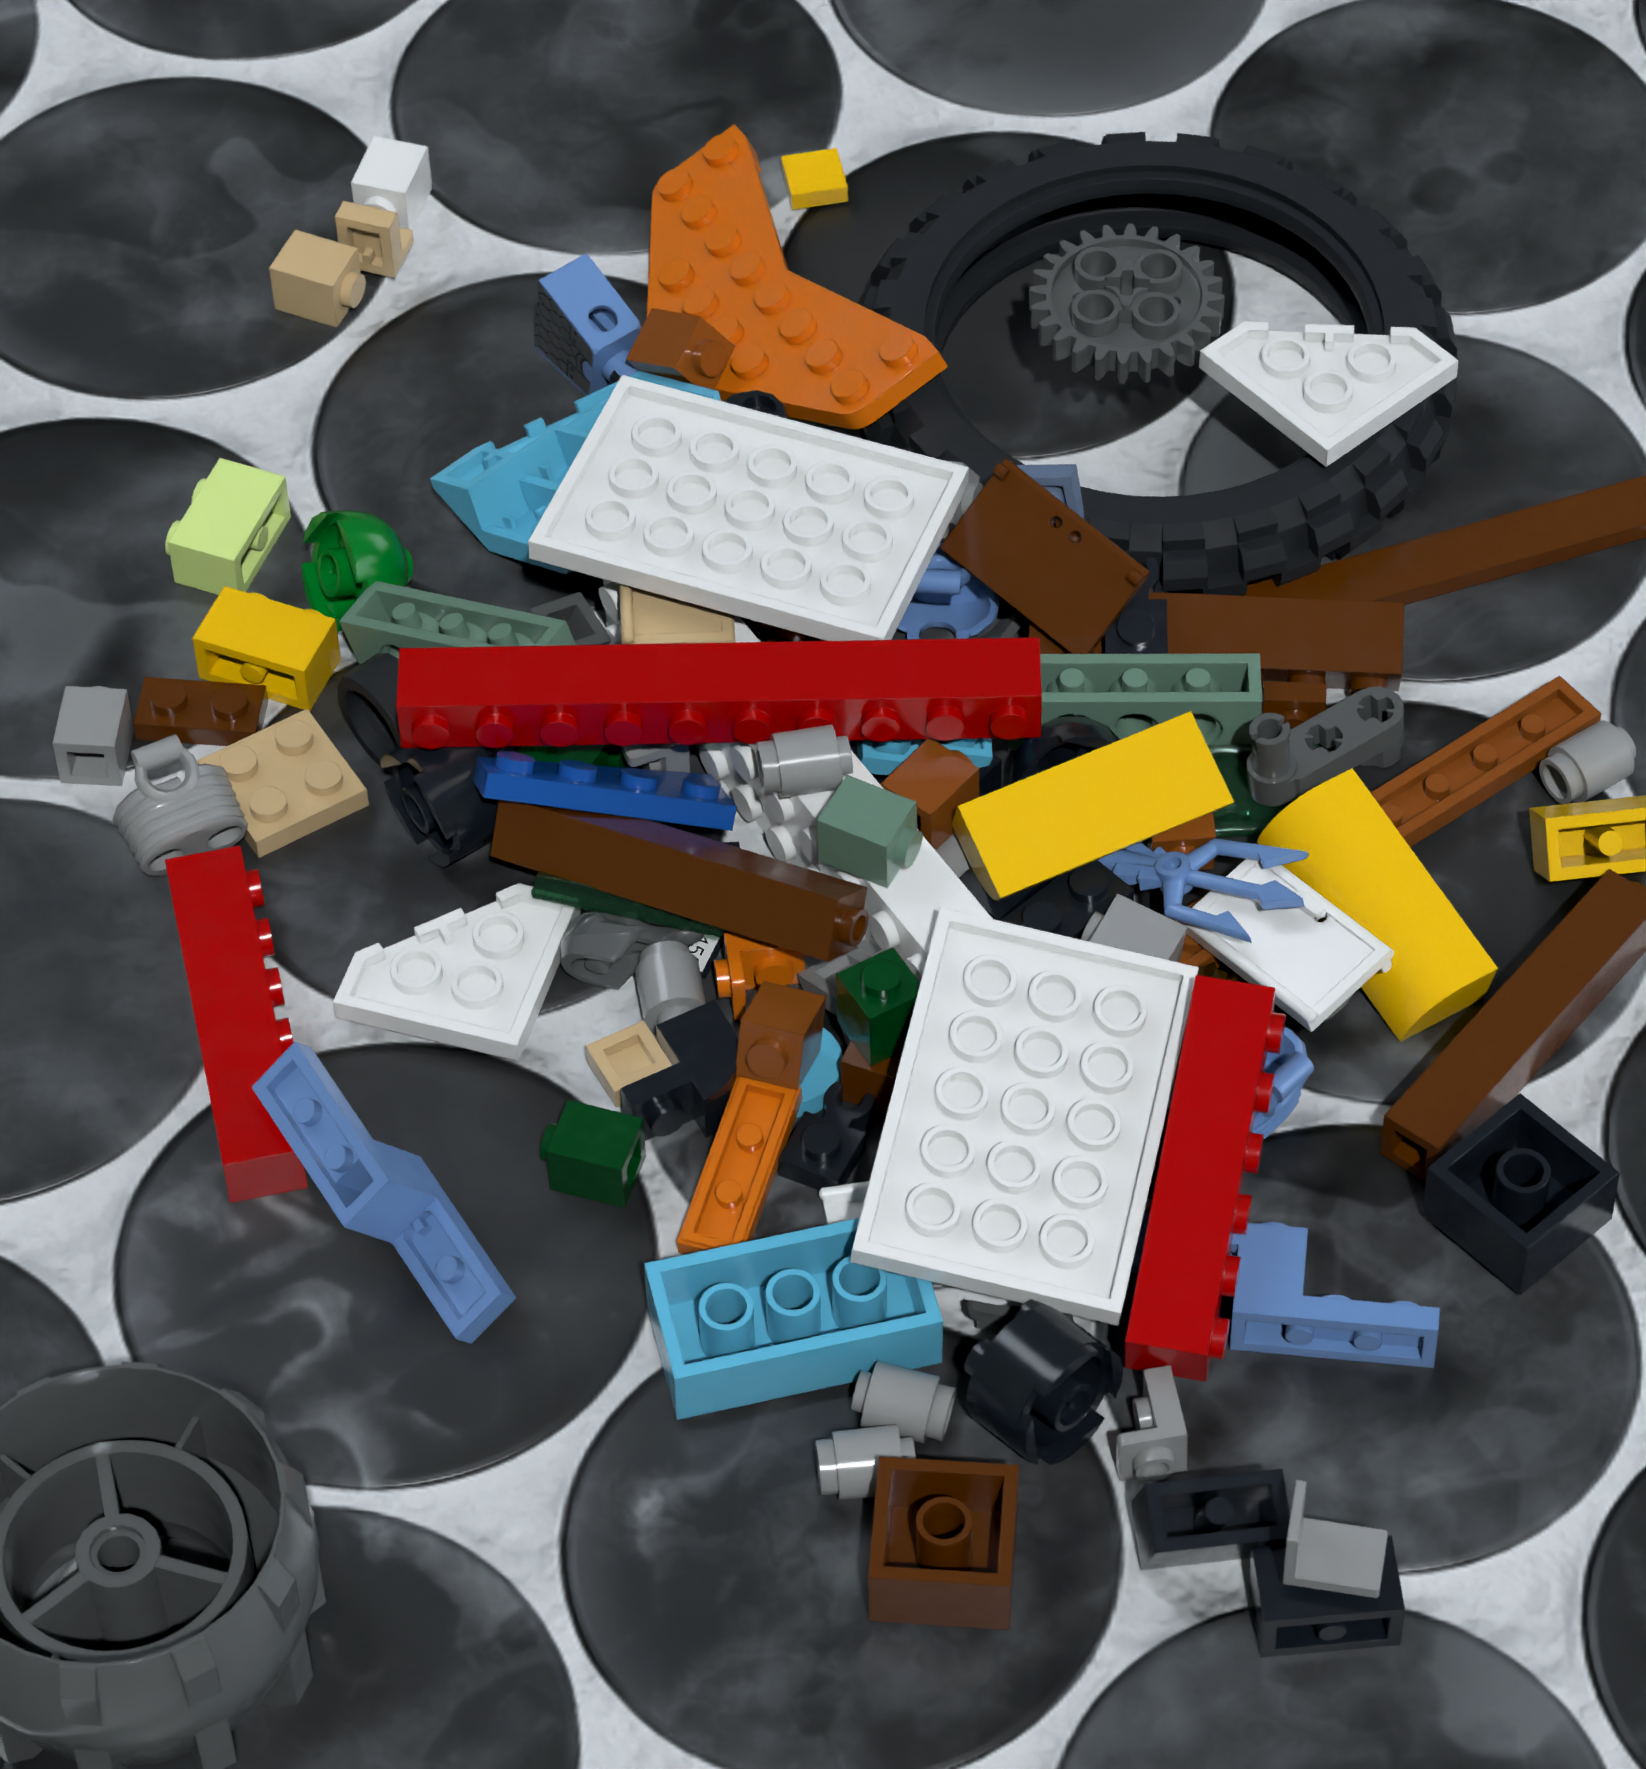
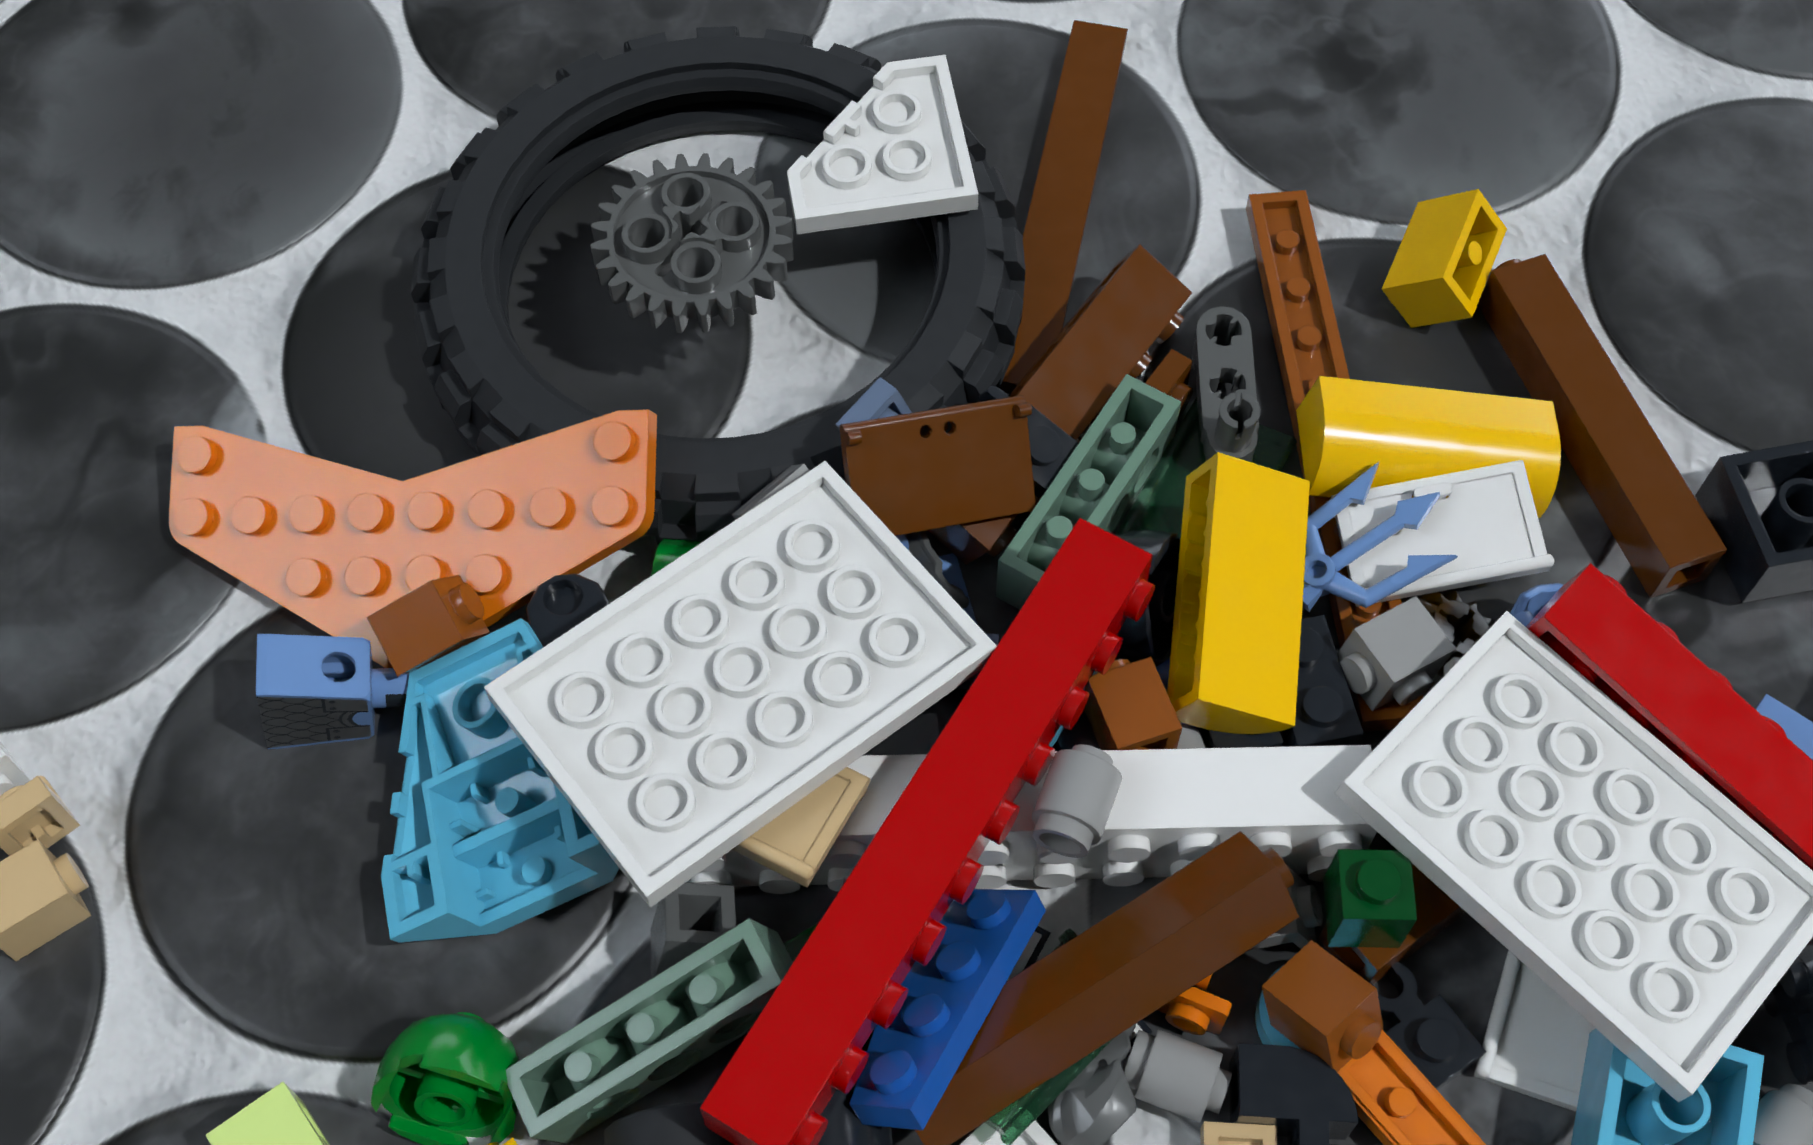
camera: 60 degrees left, 10 degrees up
(814, 178) = (271, 406): yellow tile -> none
(868, 831) = (1201, 791): sand green brick -> none
(1588, 763) = (1347, 227): light grey brick -> none

